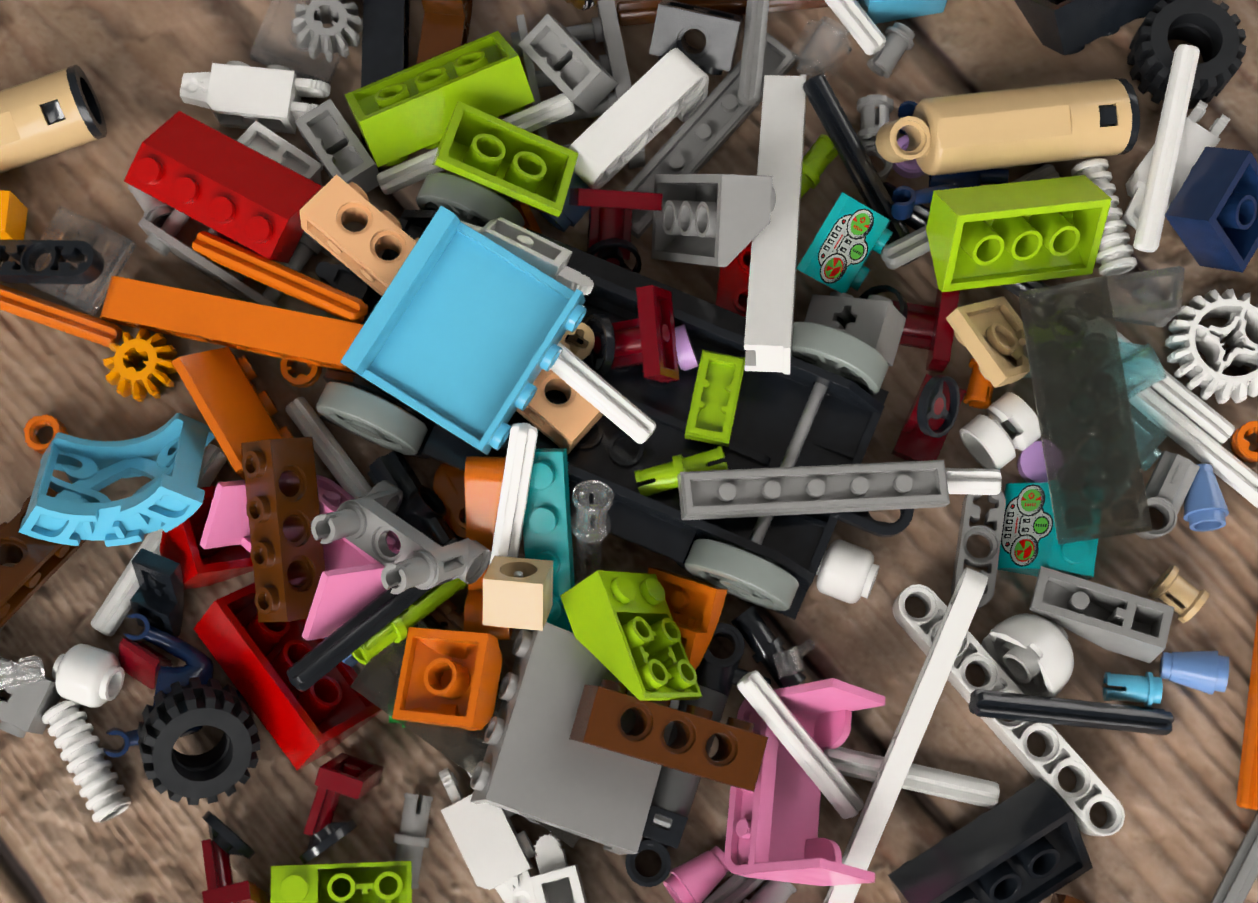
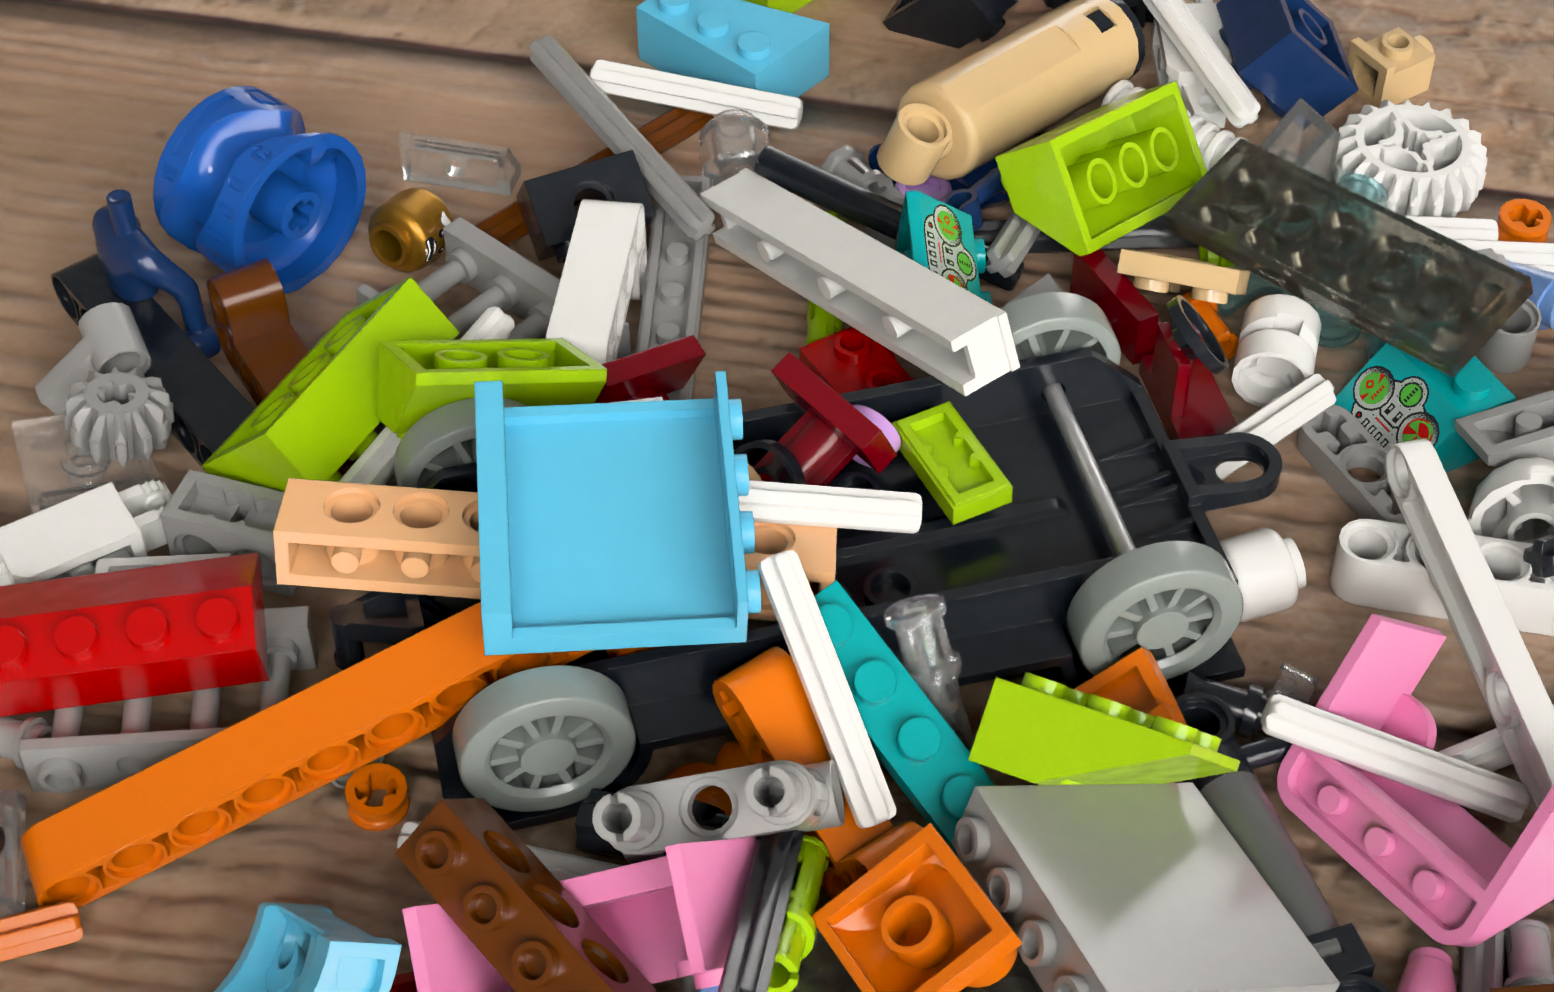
camera: 40 degrees left, 30 degrees down
(126, 361) = (145, 919): light orange gear -> none
(229, 400) = (302, 861): orange slope -> none
(280, 277) = (276, 668): orange axle -> none
(517, 593) = (920, 770): piece -> none
(568, 64) = (472, 275): light grey brick -> none
(667, 473) = (988, 548): lime pin -> none
(709, 216) = (774, 291): light grey slope -> none
(738, 752) = (1246, 819): reddish brown brick -> none
(812, 489) = (1145, 477): light grey tile -> none
(898, 40) = (813, 122): light grey pin -> none
(1032, 464) = (1341, 360): lavender tile -> none

